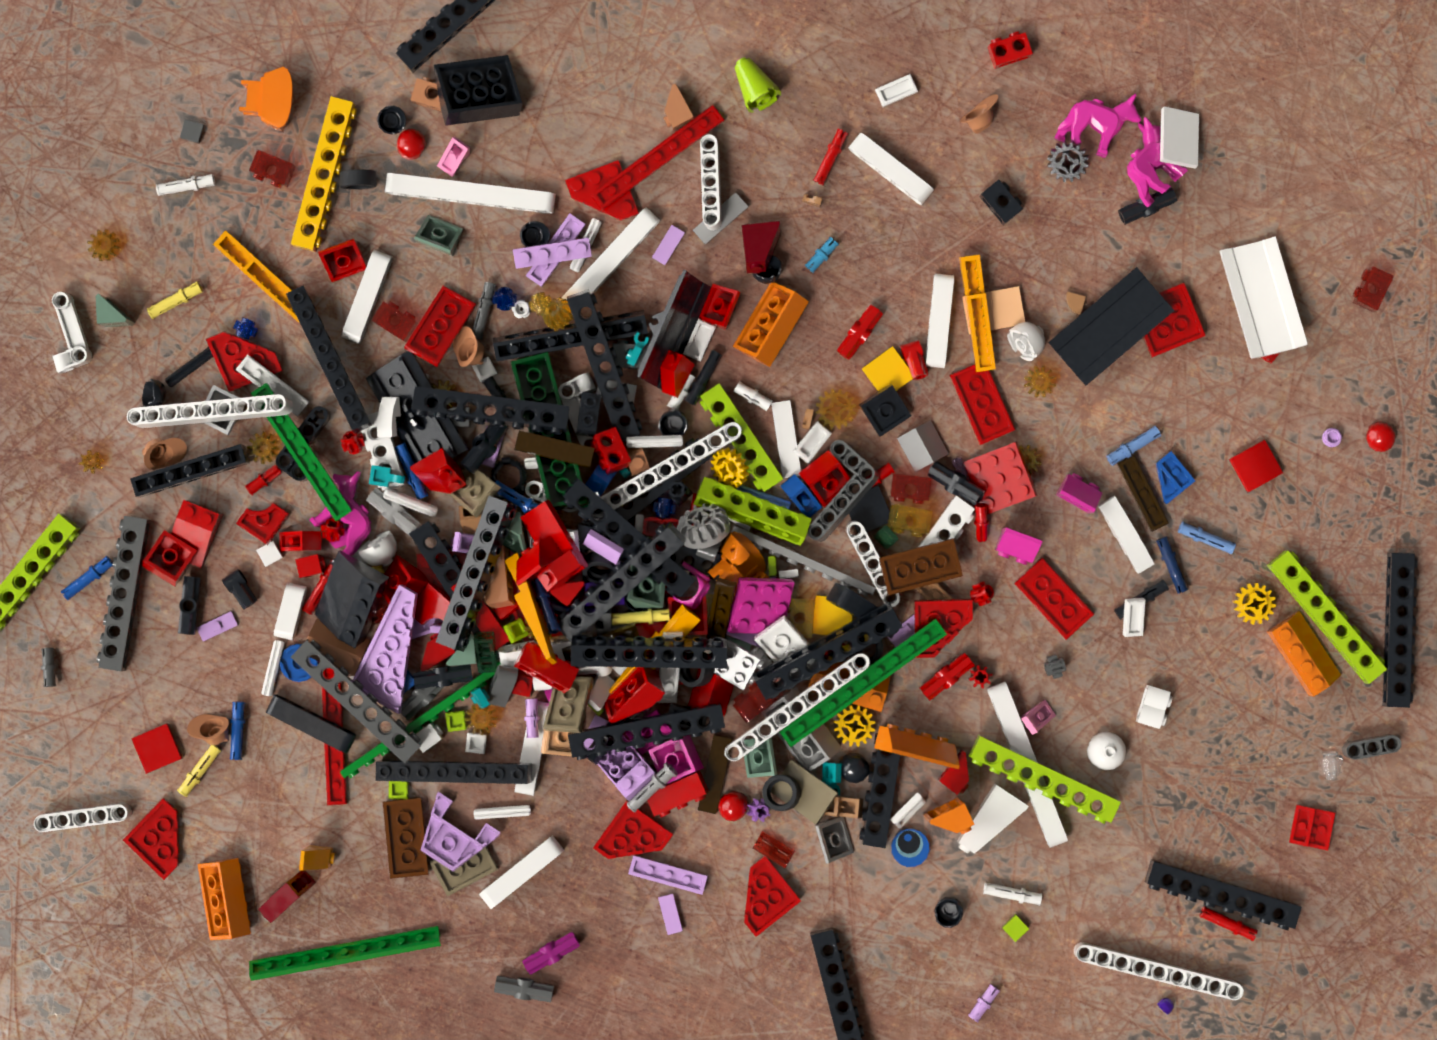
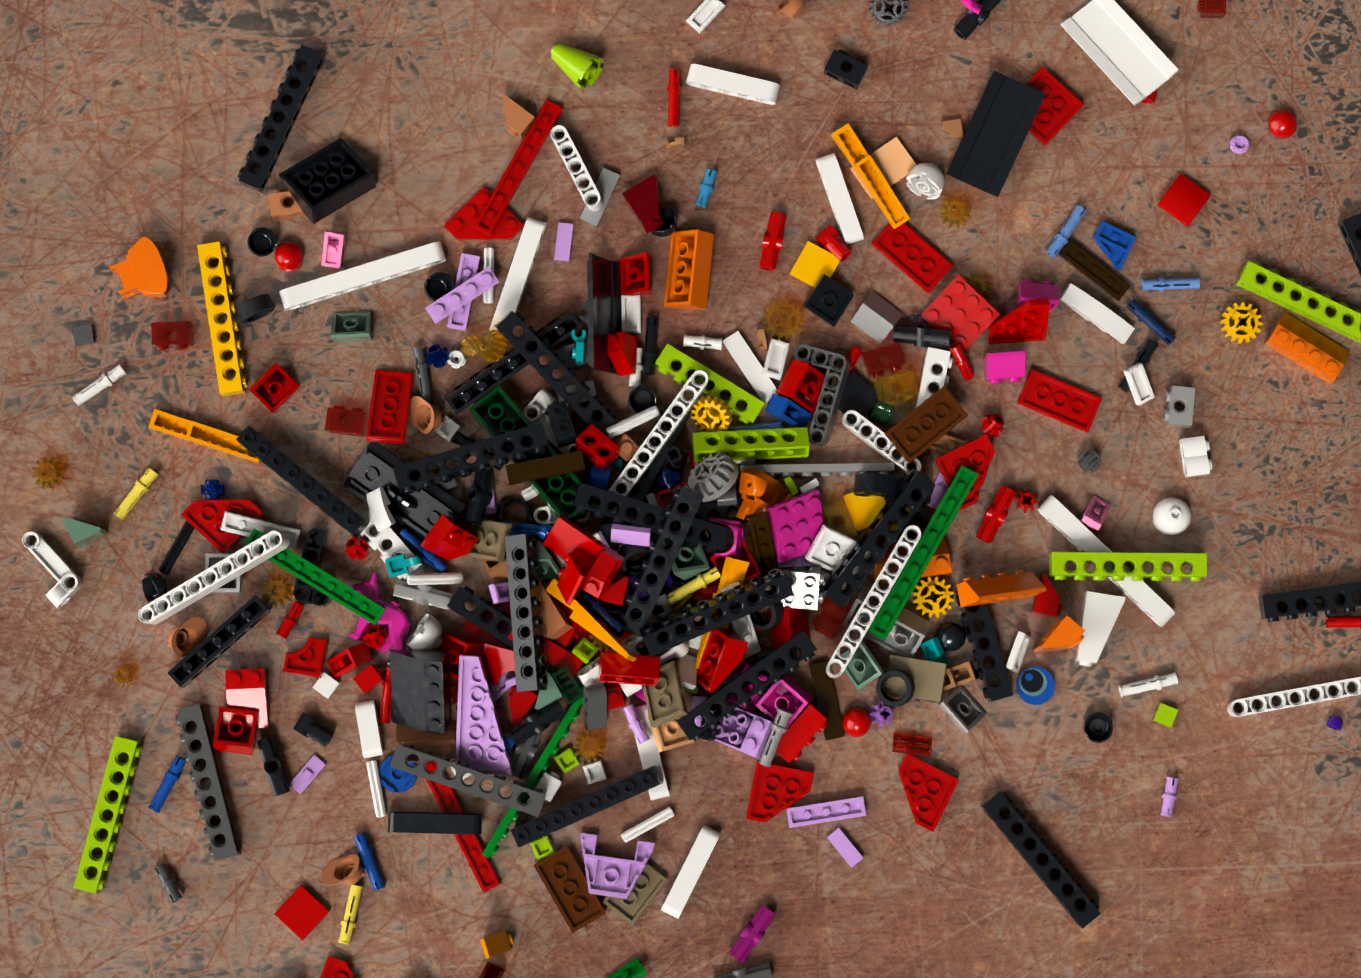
camera: 25 degrees left, 5 degrees down
(366, 296) = (310, 411): white beam -> none
(480, 697) = (580, 726): teal plate -> none
(1052, 514) = (1023, 324): none -> red plate
(1171, 648) = (1186, 397): none -> light grey brick

